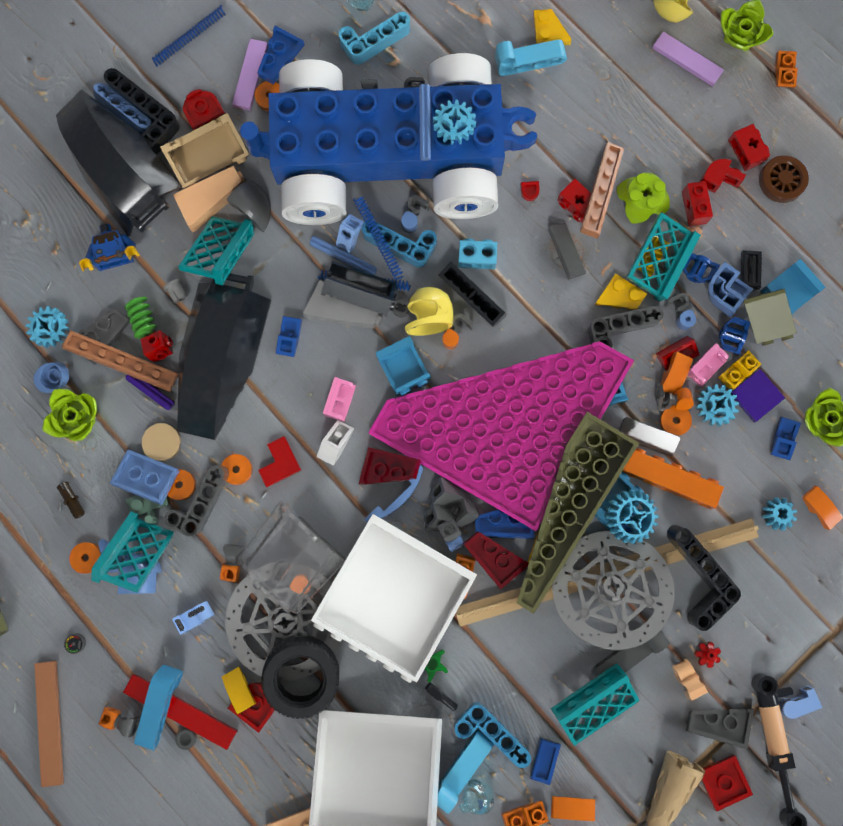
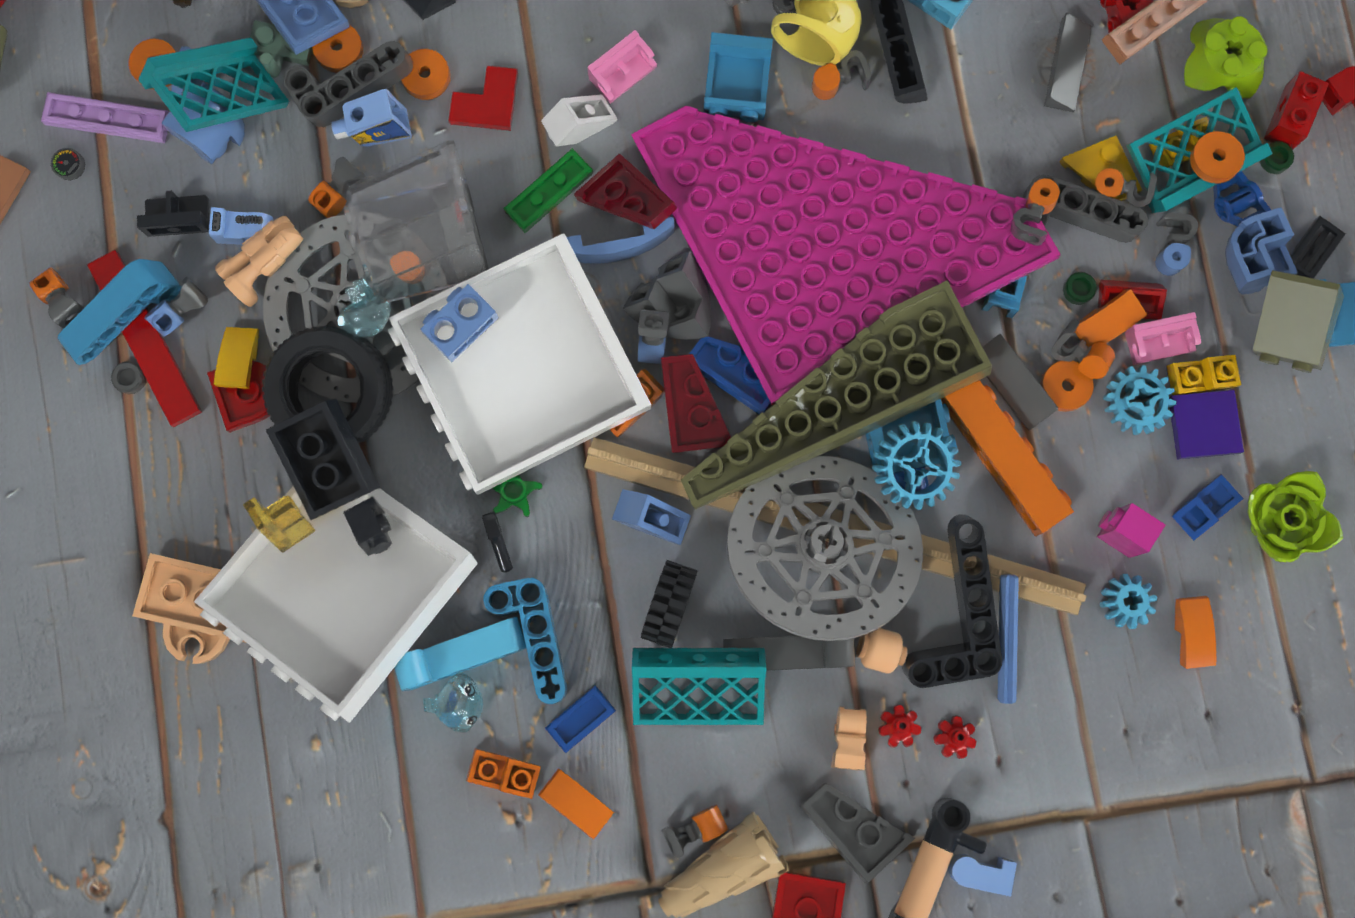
camera: 30 degrees right, 0 degrees up
(78, 604) = (104, 117): none -> lavender tile
(152, 633) = (175, 215): none -> black panel
(187, 692) = (168, 315): none -> leg
(218, 624) = (265, 251): none -> light nougat piece
(227, 514) = (373, 120): none -> light blue torso
(297, 625) = (367, 312): none -> clear light blue piece
(326, 769) = (280, 522): none -> clear yellow panel
(327, 721) = (322, 458): none -> black brick
(343, 490) = (548, 190): none -> green tile
(355, 600) = (465, 328): none -> medium blue brick
(375, 740) = (369, 526): none -> black brick
(512, 630) = (651, 516): none -> medium blue slope
(554, 673) = (668, 604): none -> black tyre
(606, 338) = (1040, 201): none -> leg
(632, 302) = (1112, 183): none -> leg
(646, 774) = (703, 826): none -> leg
(648, 365) = (1079, 288): none -> dark green tile
(677, 623) = (881, 650): none -> light nougat head
(679, 247) = (1226, 147): none -> orange piece
(705, 231) = (1280, 159): none -> dark green tile
(733, 573) = (1008, 638): none -> medium blue axle
(739, 641) = (950, 740): none -> red plant
(740, 338) = (1228, 321): blue piece -> none
(758, 478) = (1130, 530): none -> dark pink brick

